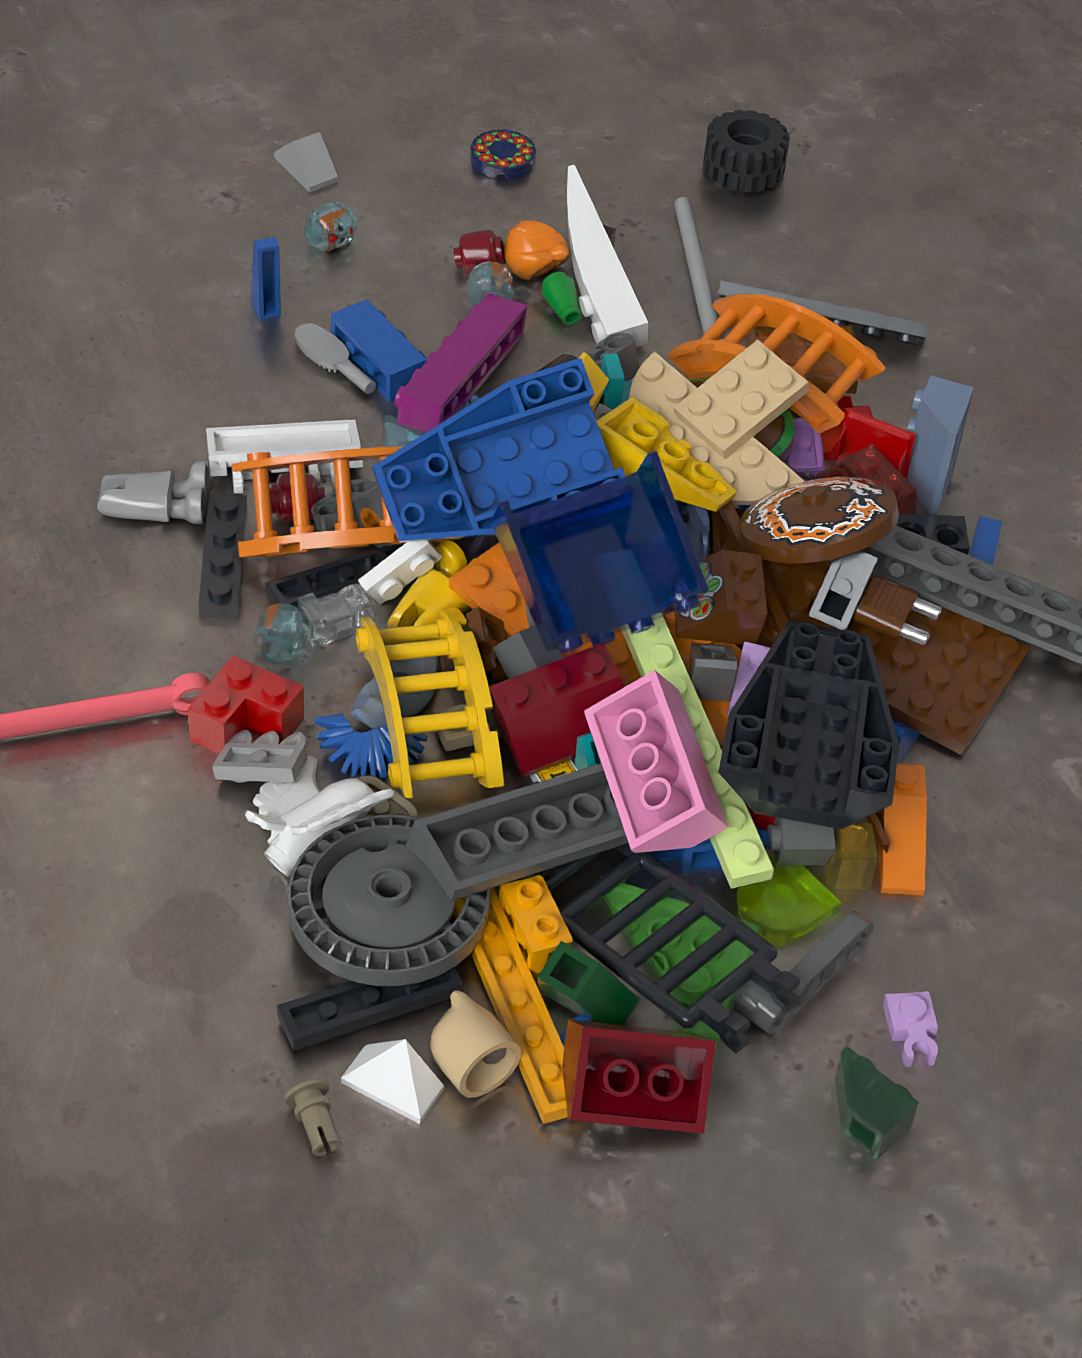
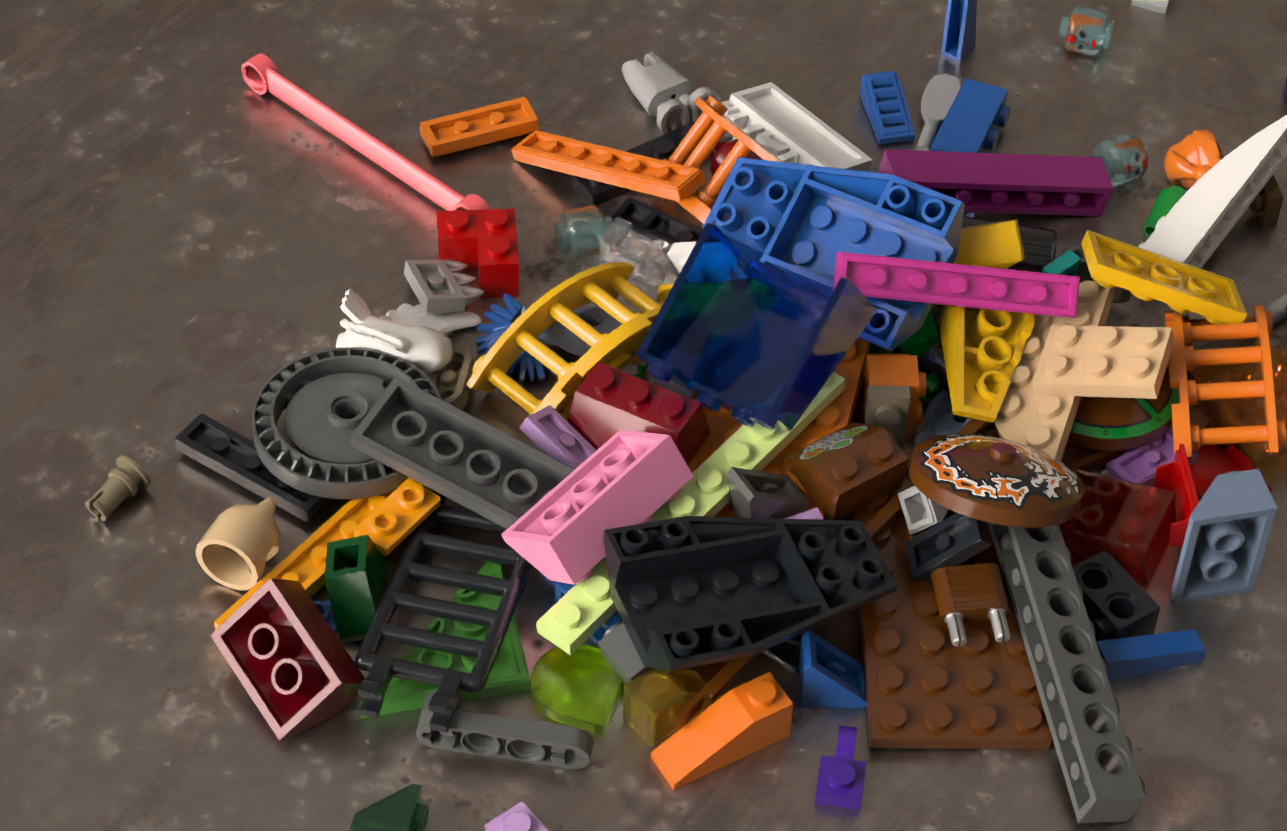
camera: 60 degrees right, 0 degrees up
(78, 636) = (479, 126): none -> orange plate
(234, 570) = (609, 165): none -> orange tile
(289, 377) = (886, 105): none -> blue slope
(395, 1078) = (188, 521): white slope -> none
(478, 248) = (1159, 131): dark red head -> none
(538, 764) = (556, 437): none -> lavender plate
(615, 426) = (959, 284): none -> dark pink tile
(671, 327) = (1163, 279): none -> yellow plate
(797, 582) = (920, 510): none -> light grey slope
(980, 785) = (840, 776): none -> dark purple plate

